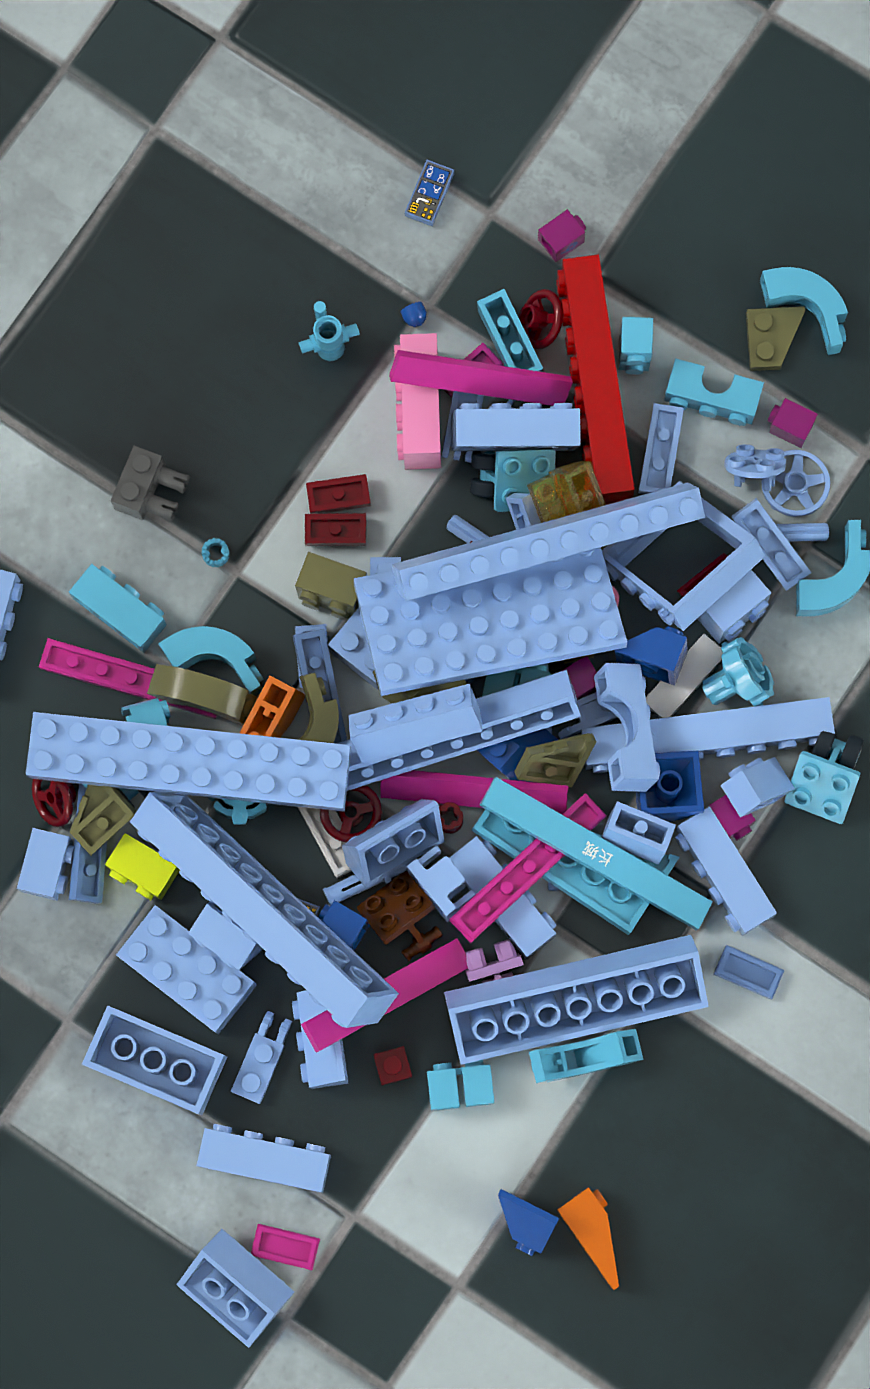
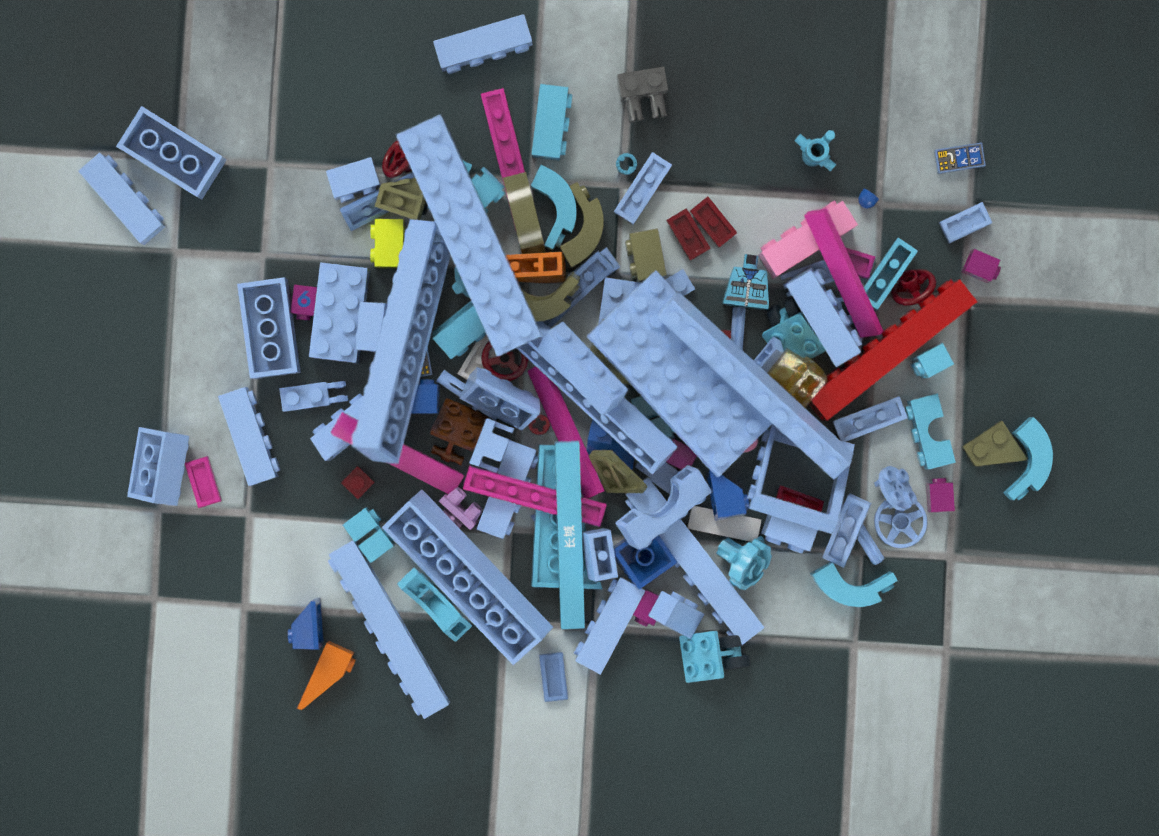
camera: 55 degrees right, 10 degrees up
(150, 1002) = (303, 302): none -> magenta brick
(254, 549) = (642, 188): none -> light blue plate
(266, 631) = (587, 240): none -> olive arch
(289, 840) = (459, 331): none -> medium azure brick
(432, 497) = (747, 286): none -> torso
(504, 225) = (965, 222): none -> light blue plate
(583, 1128) = (389, 629): none -> light blue brick

